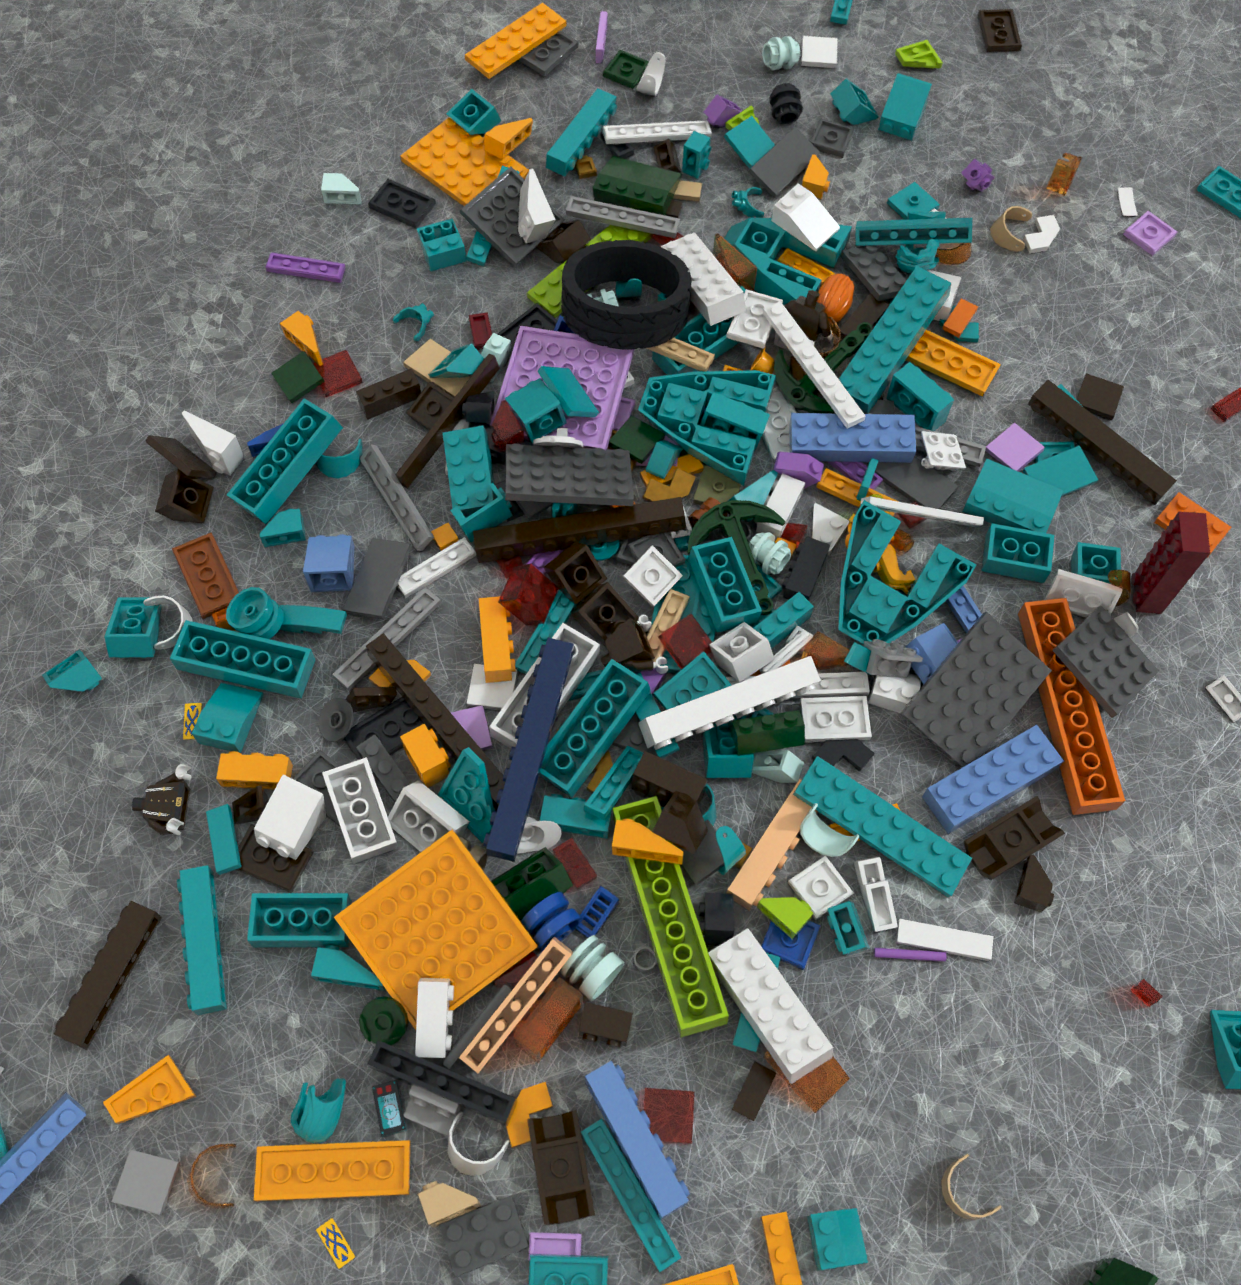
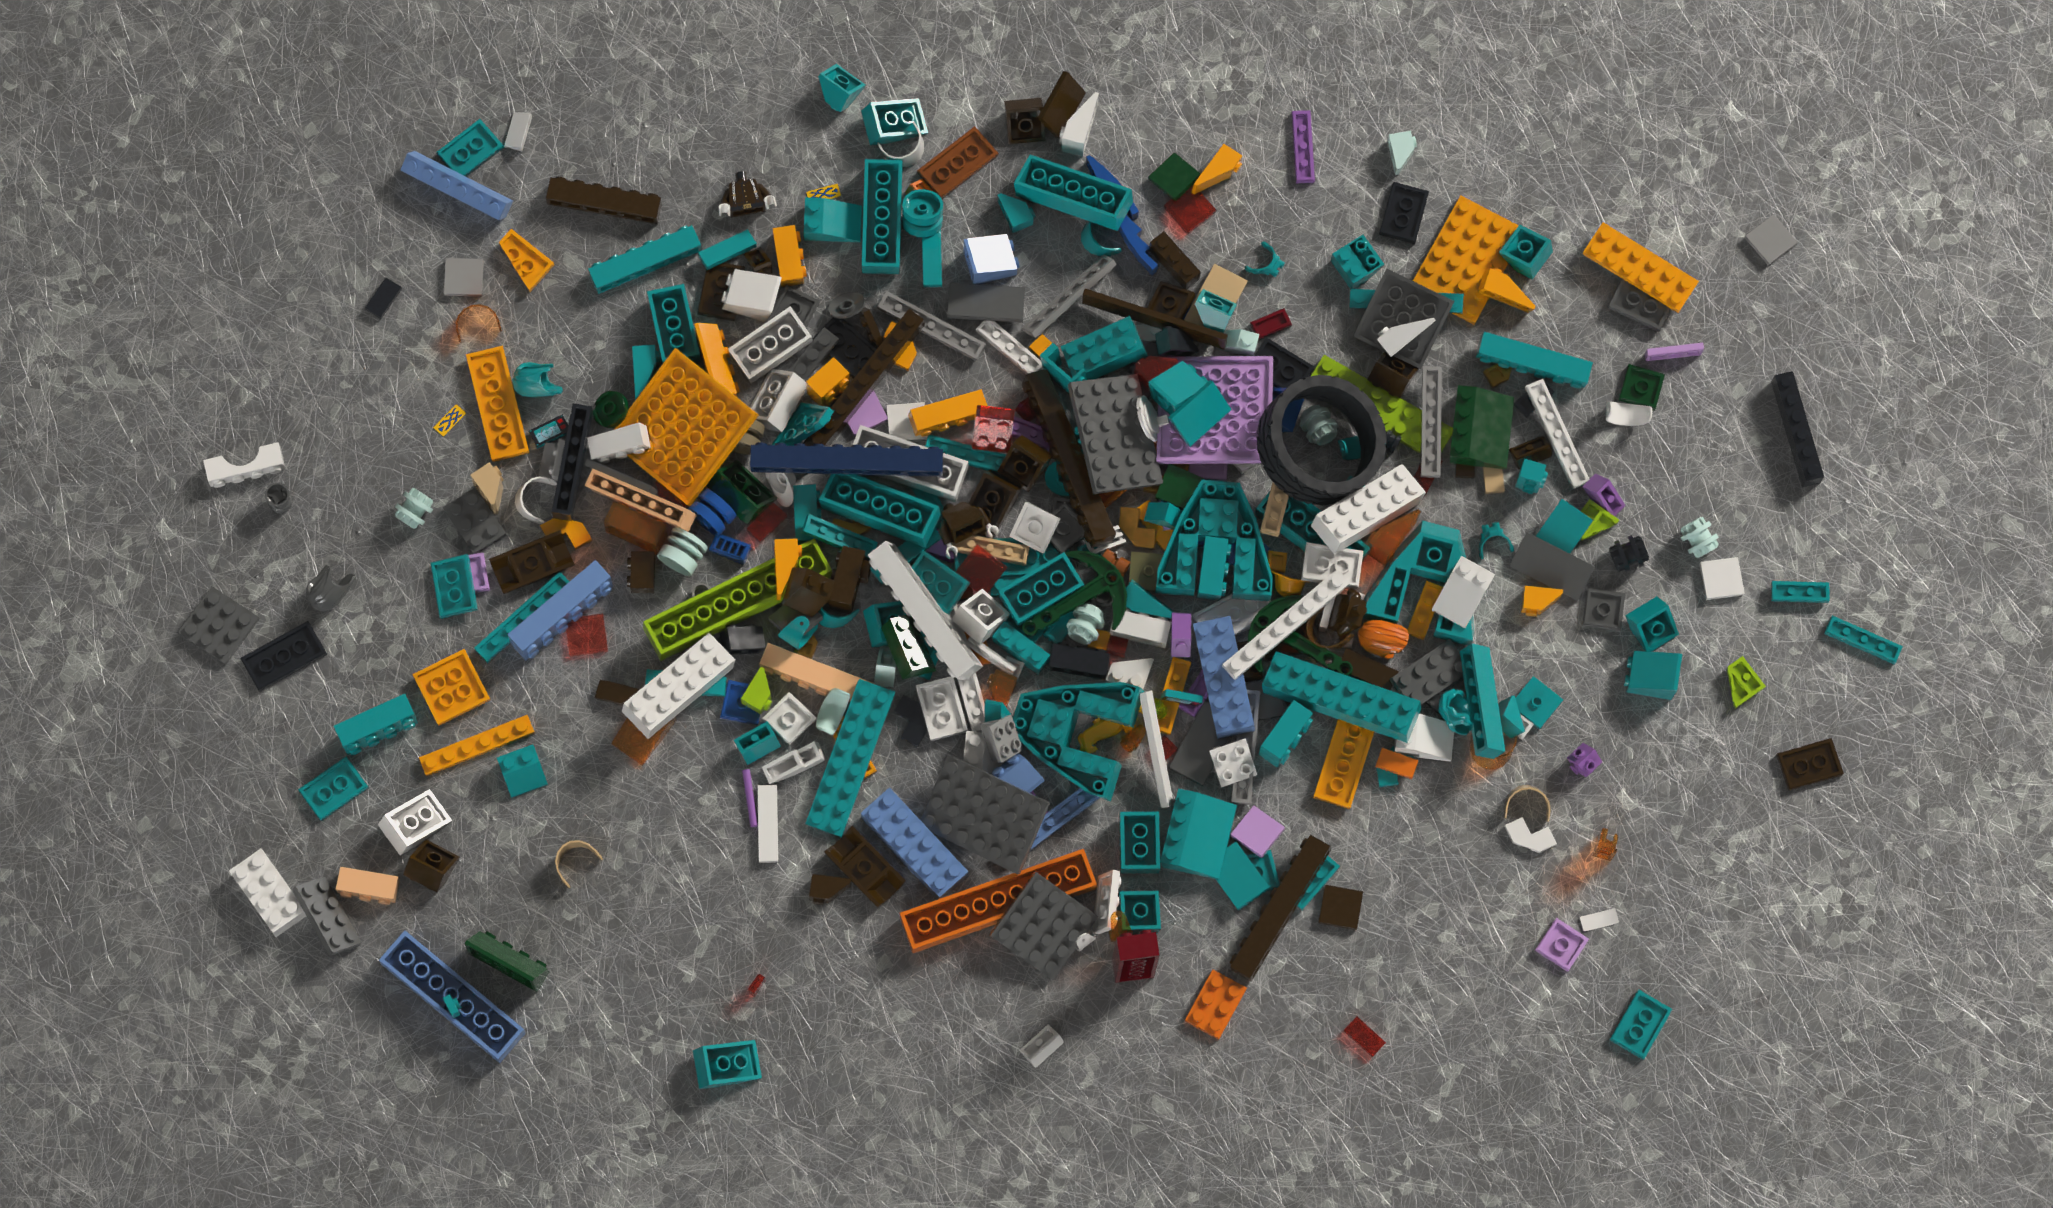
camera: 75 degrees right, 10 degrees up
(351, 877) = (716, 355): none -> light orange slope
(364, 424) = (1131, 235): none -> blue slope

